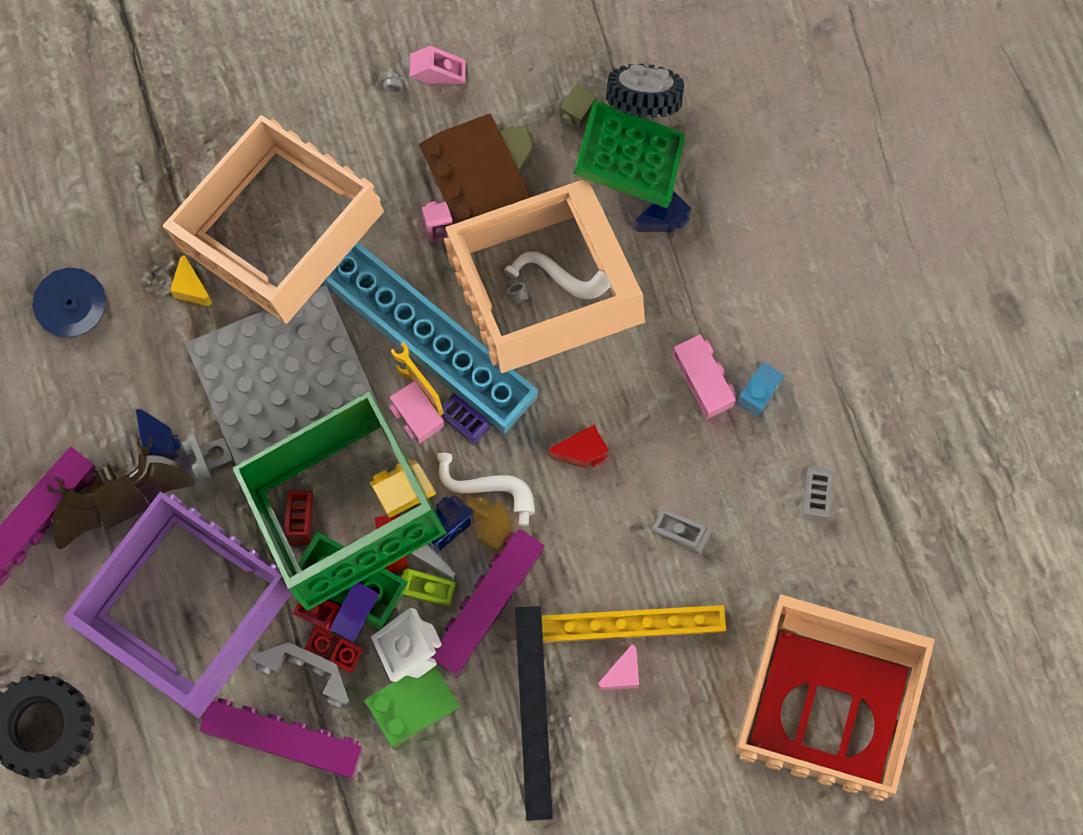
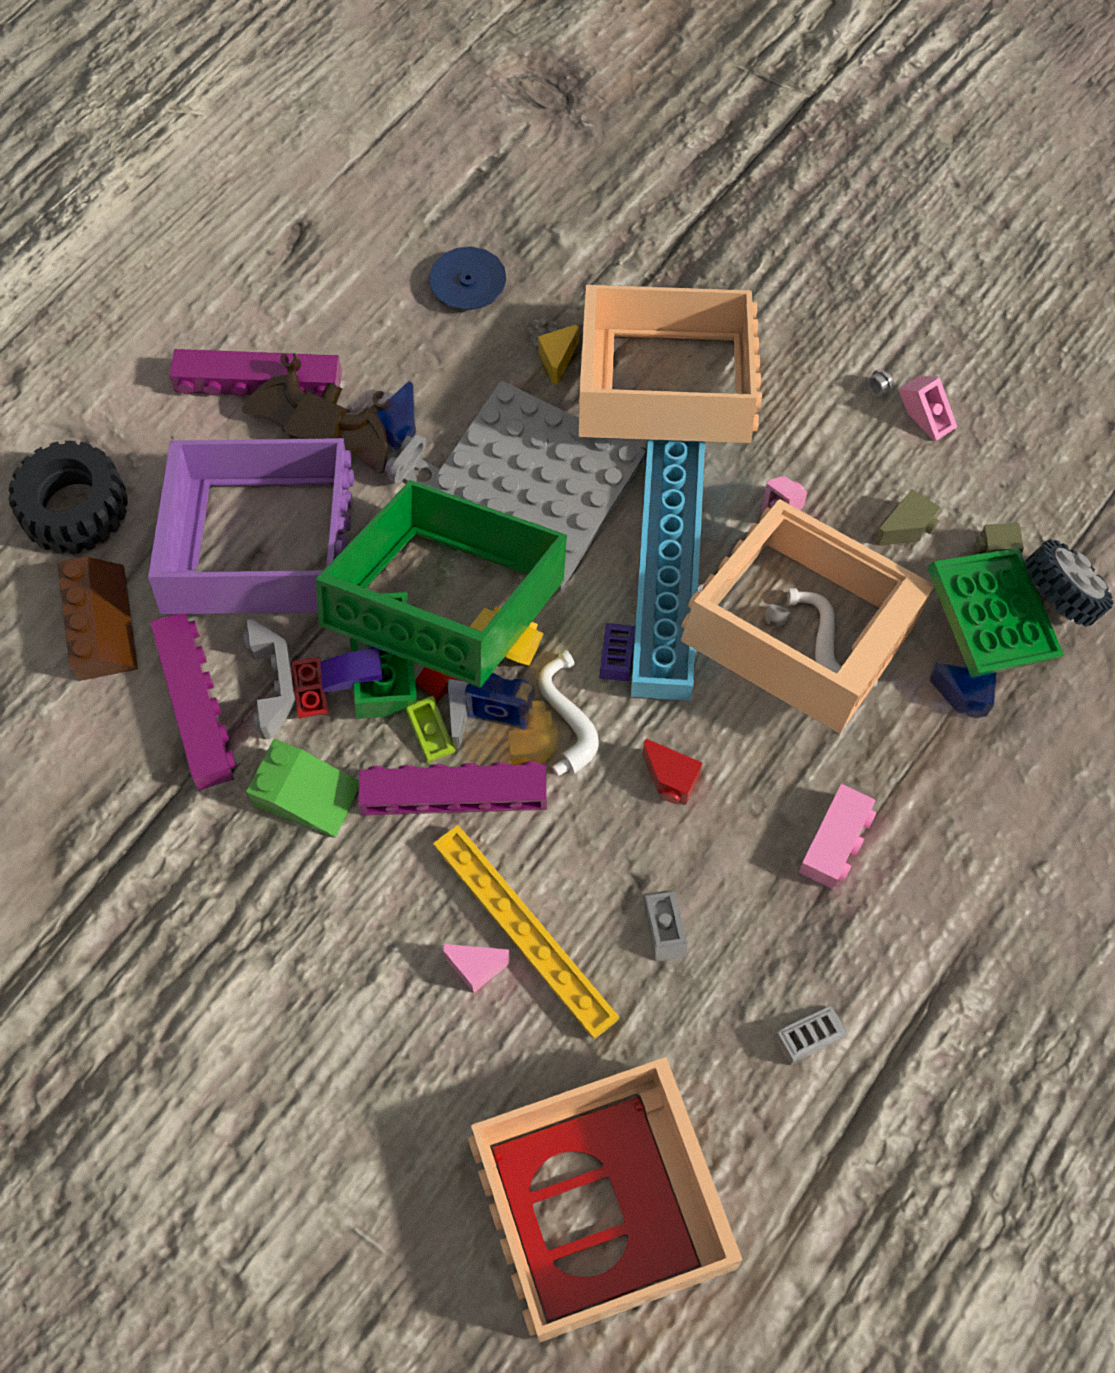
camera: 60 degrees right, 10 degrees down
(160, 766) = (97, 618): none -> reddish brown slope
(298, 533) = (395, 578): red slope -> none
(320, 616) = (331, 644): red slope -> none
(407, 646) = (353, 738): white panel -> none
(415, 375) = (620, 578): yellow flag -> none
(416, 413) = (588, 605): bright pink brick -> none
(474, 168) = (861, 490): reddish brown slope -> none
(533, 713) = (372, 906): black plate -> none
(760, 389) = (871, 899): dark azure slope -> none

